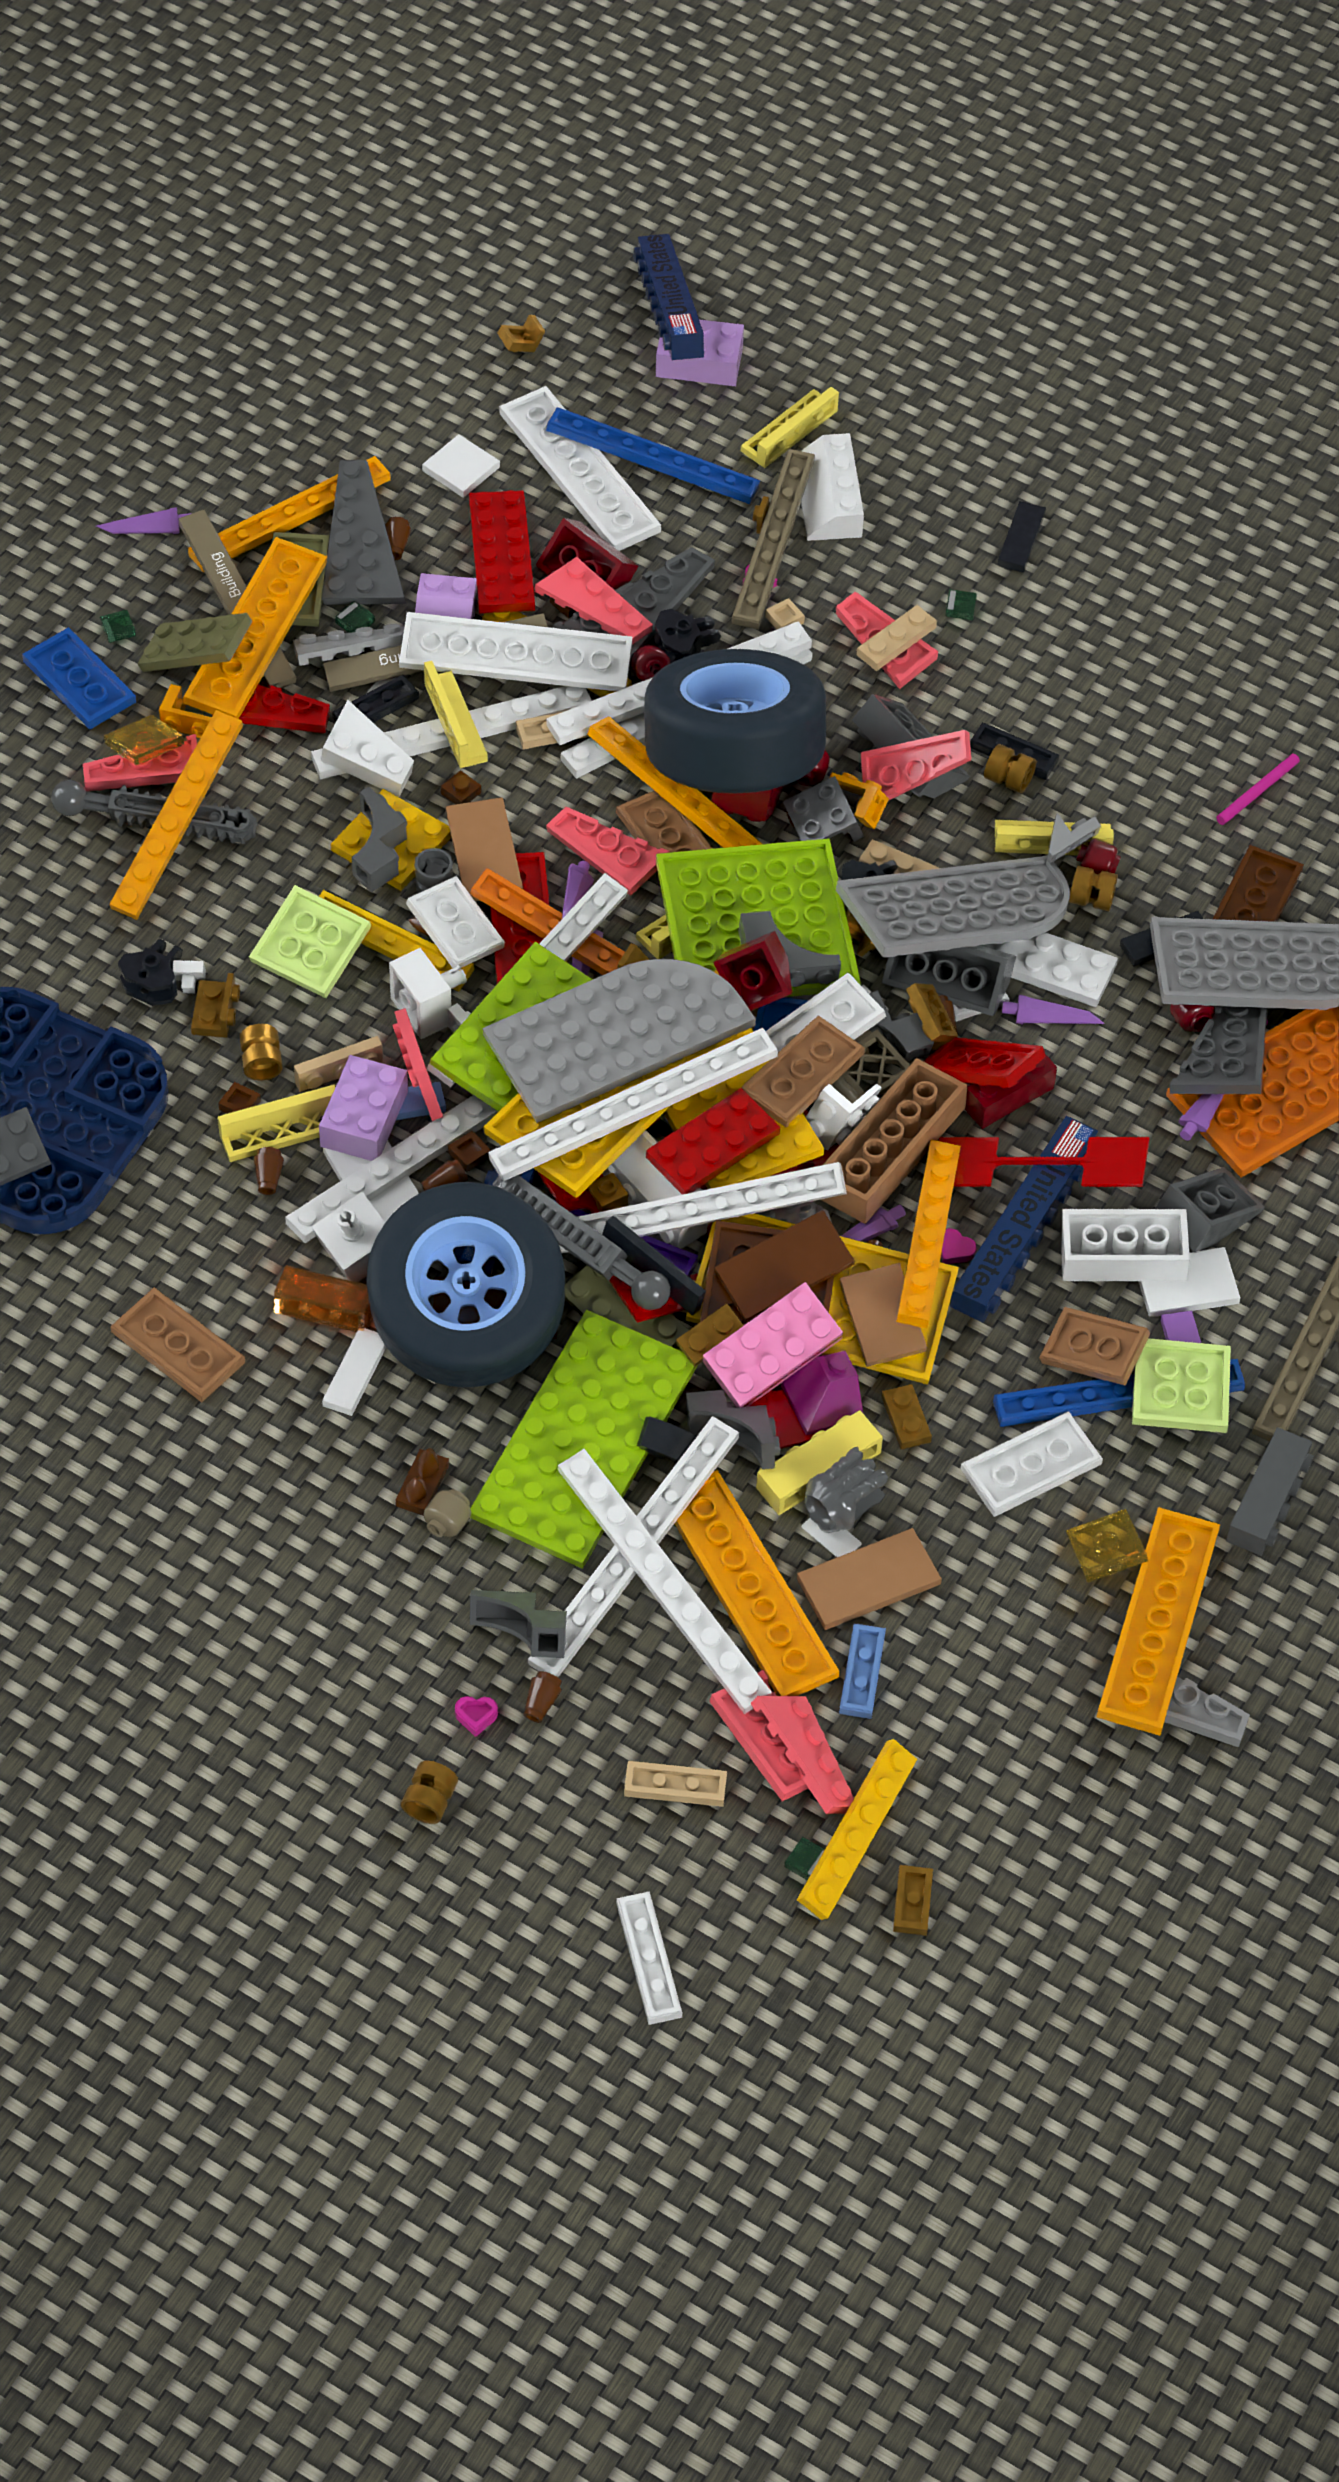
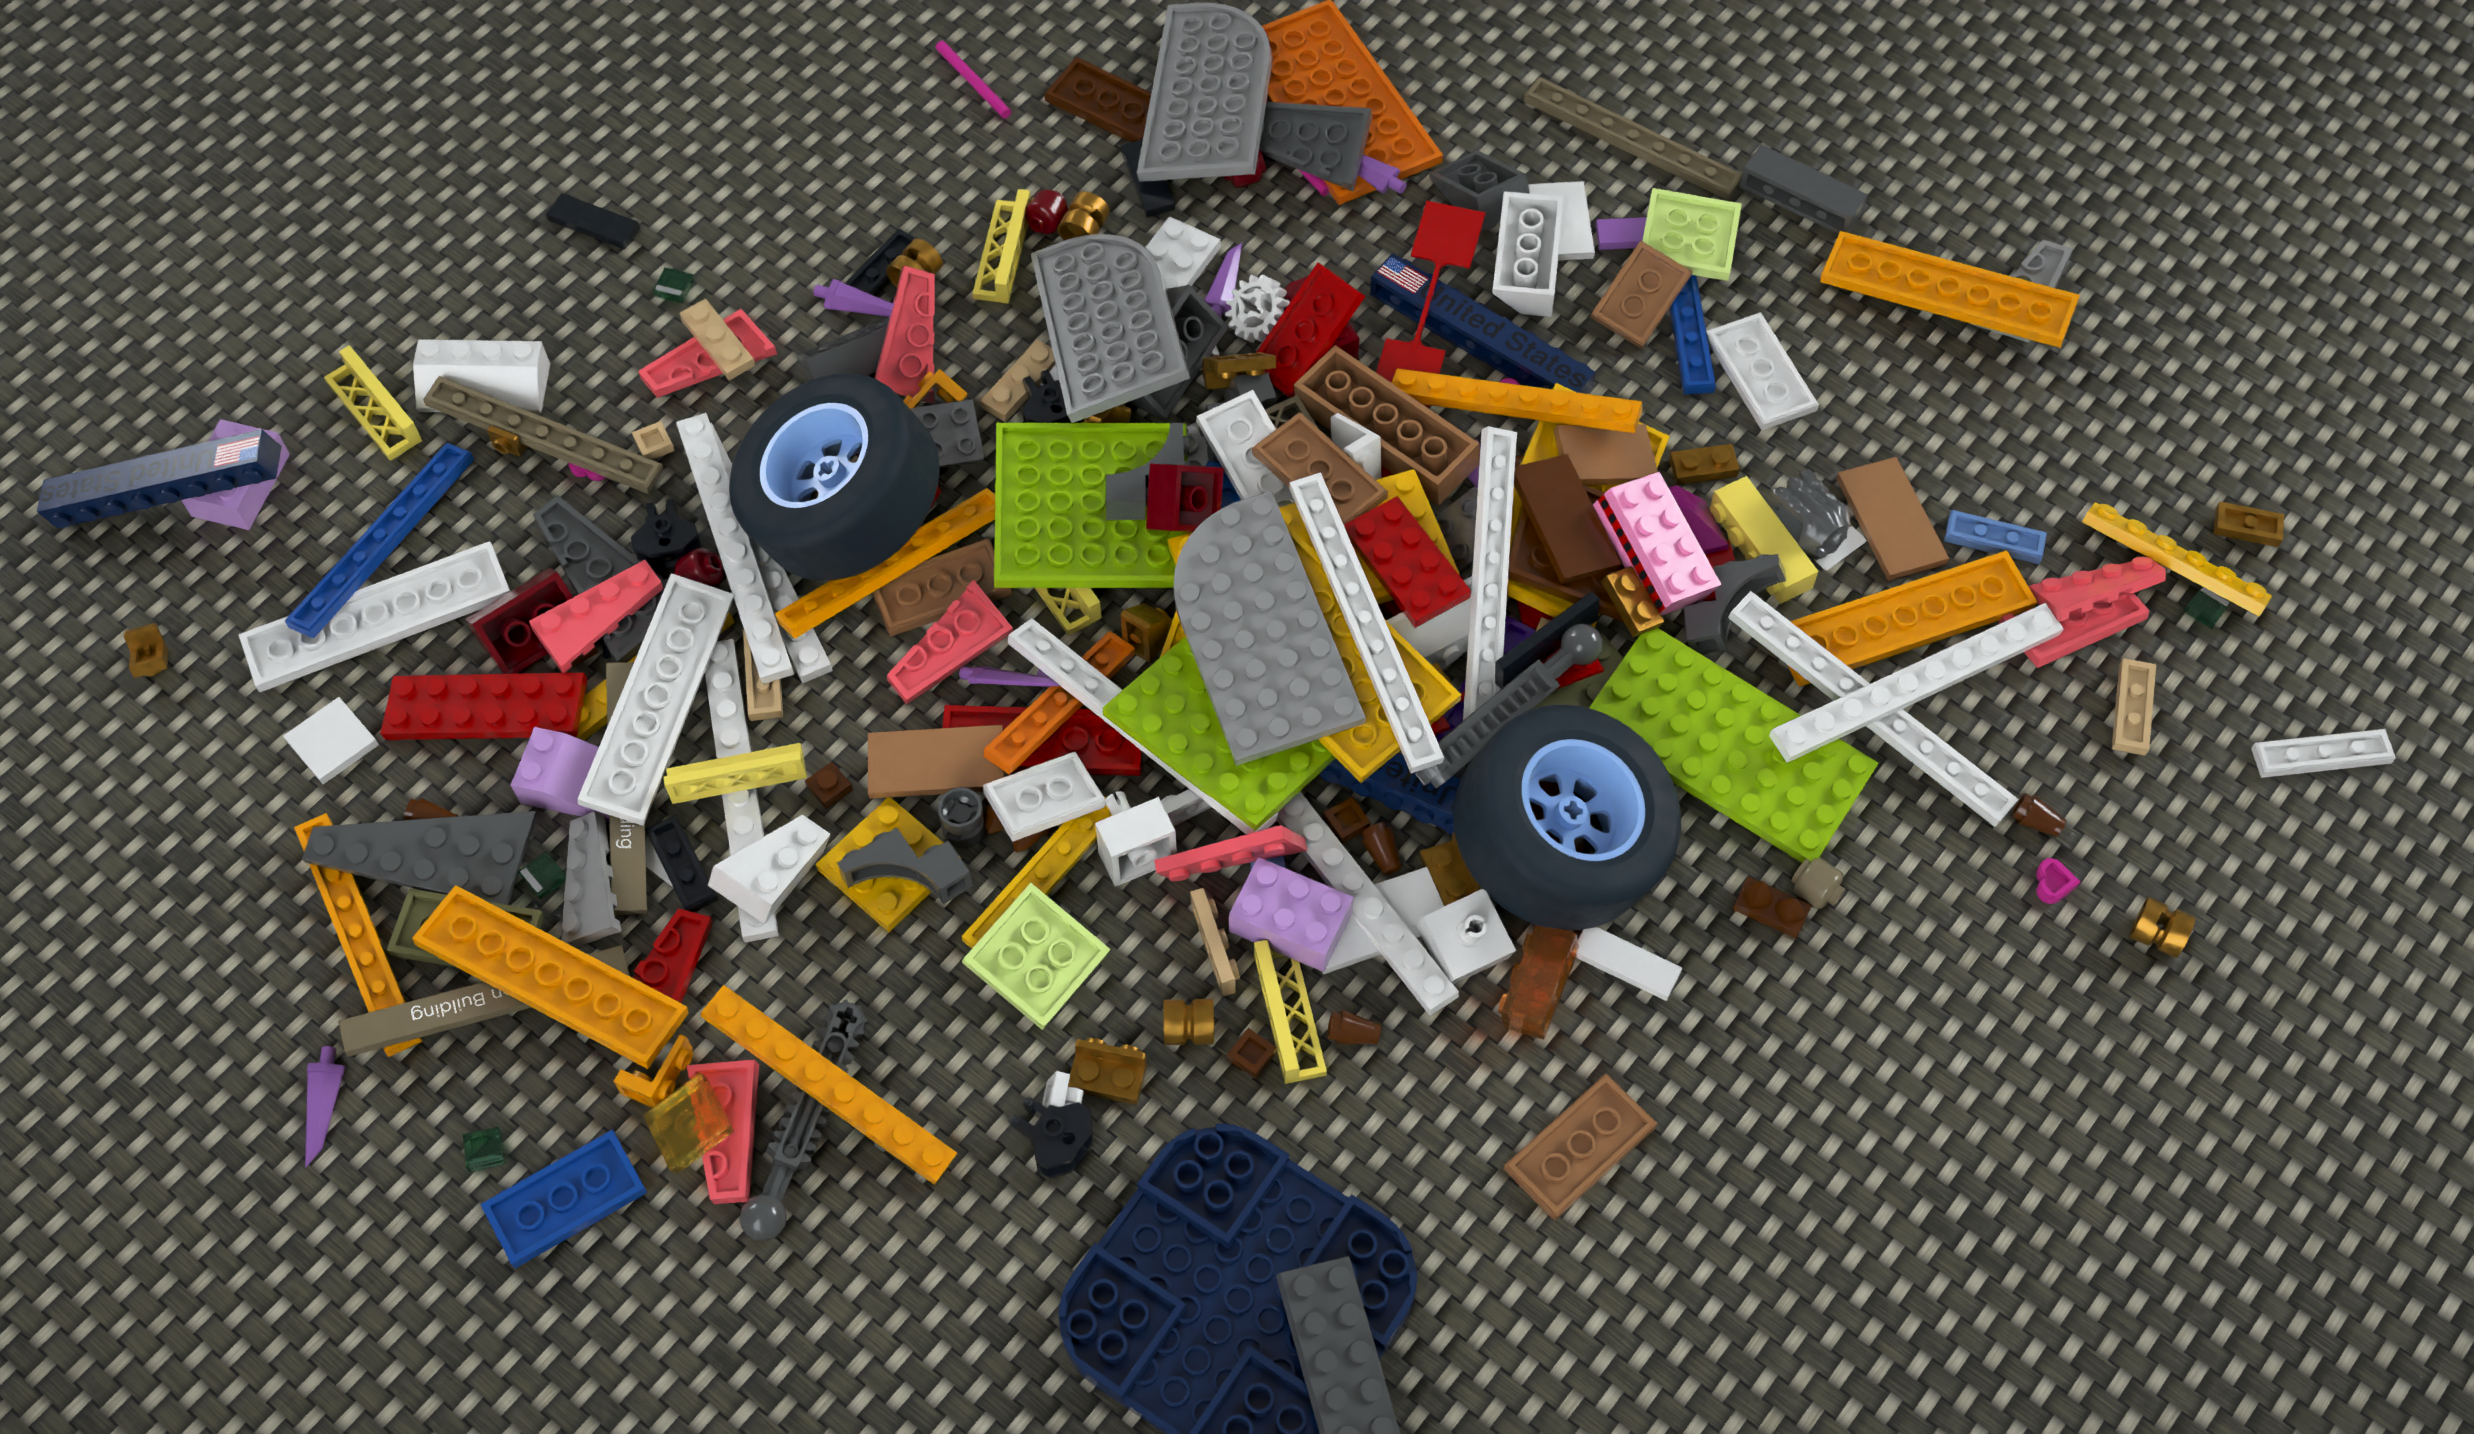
camera: 80 degrees left, 5 degrees up
(195, 642) = (557, 1046): olive plate -> none
(517, 1614) = (1948, 822): dark grey arch -> none
(664, 1439) = (1744, 661): black slope -> none
(972, 721) = (847, 298): none -> medium lavender bar
(1014, 1027) = (1268, 298): none -> white gear
(1064, 840) = (1030, 221): light grey slope -> none
(1106, 1545) = (1863, 319): clear yellow tile -> none

